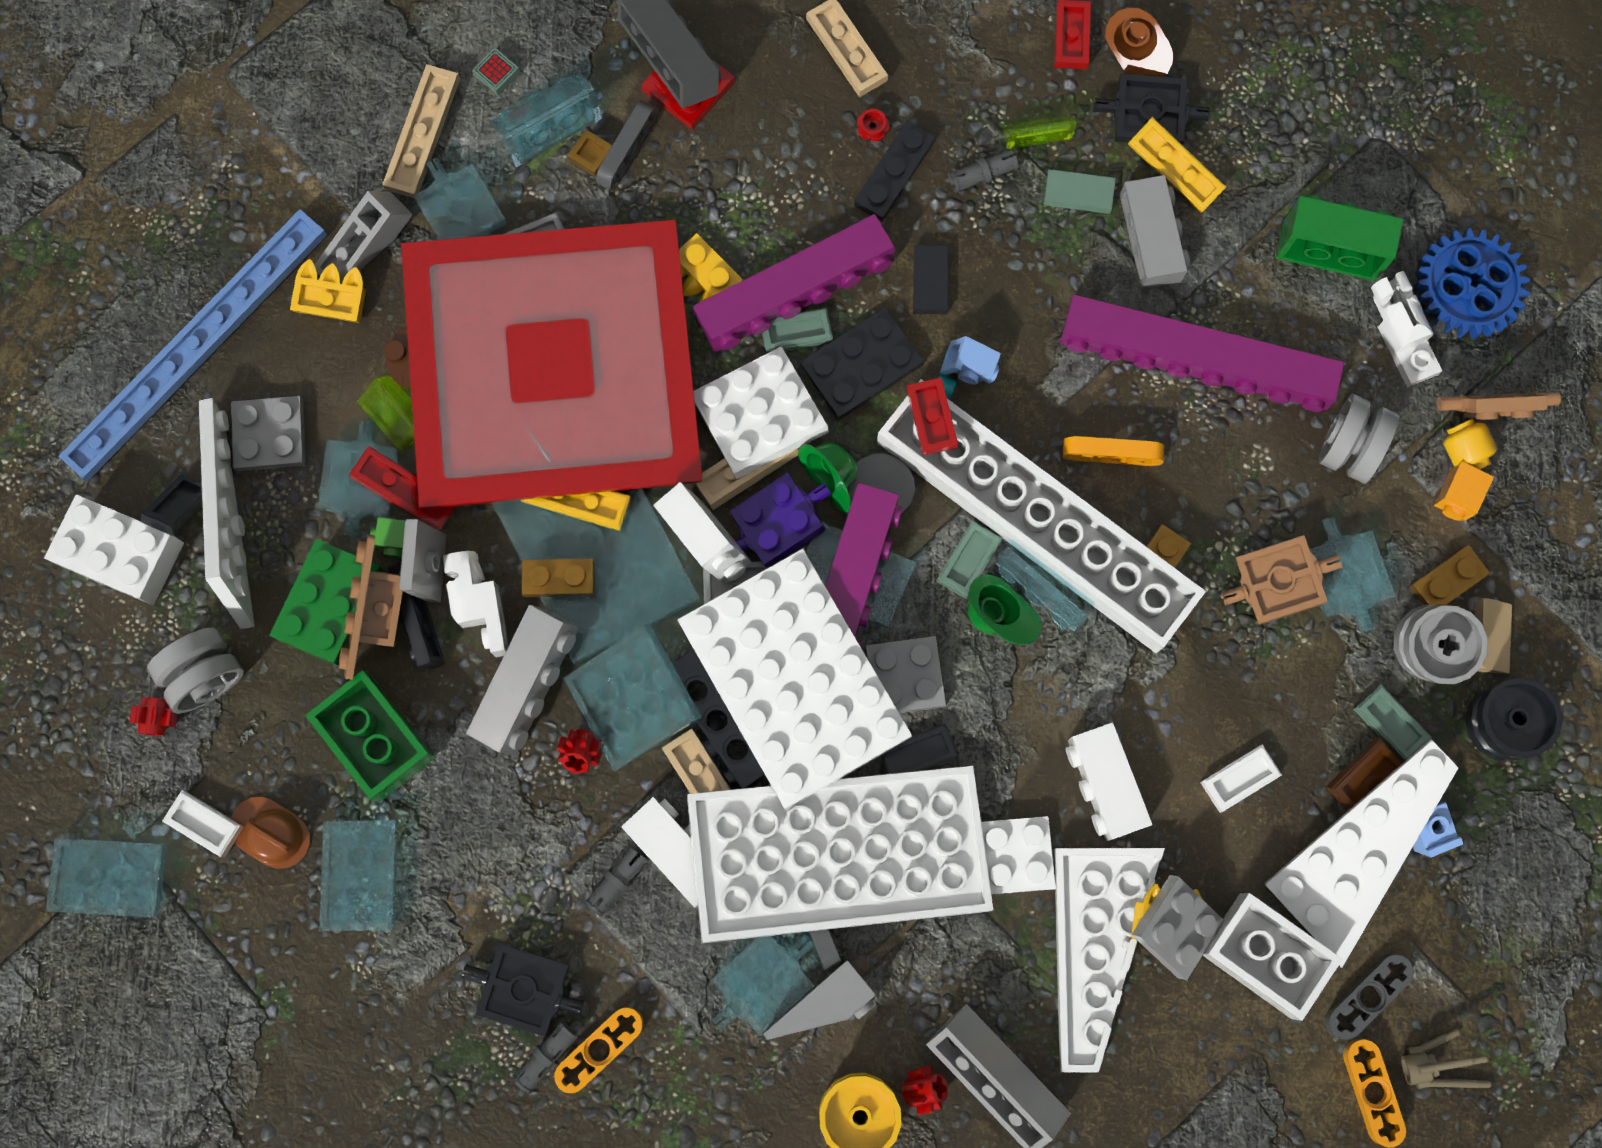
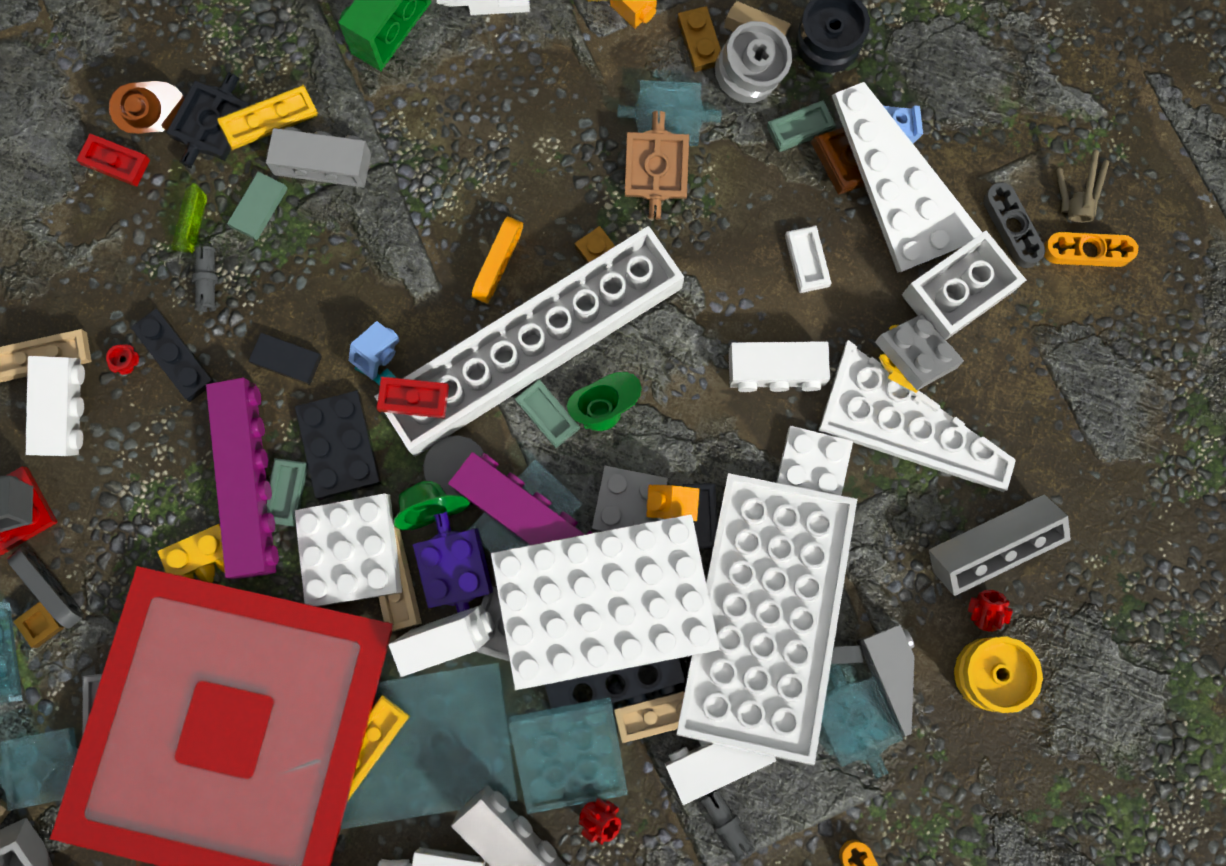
camera: 75 degrees left, 0 degrees up
(557, 577) = (433, 789): pearl gold plate -> none
(802, 82) = (54, 406): none -> white brick
(920, 716) = (672, 501): none -> light orange brick
(1039, 590) = (596, 363): clear light blue plate -> none
(1201, 353) = (438, 160): magenta brick -> none
(1358, 438) = (562, 59): light grey wheel -> none

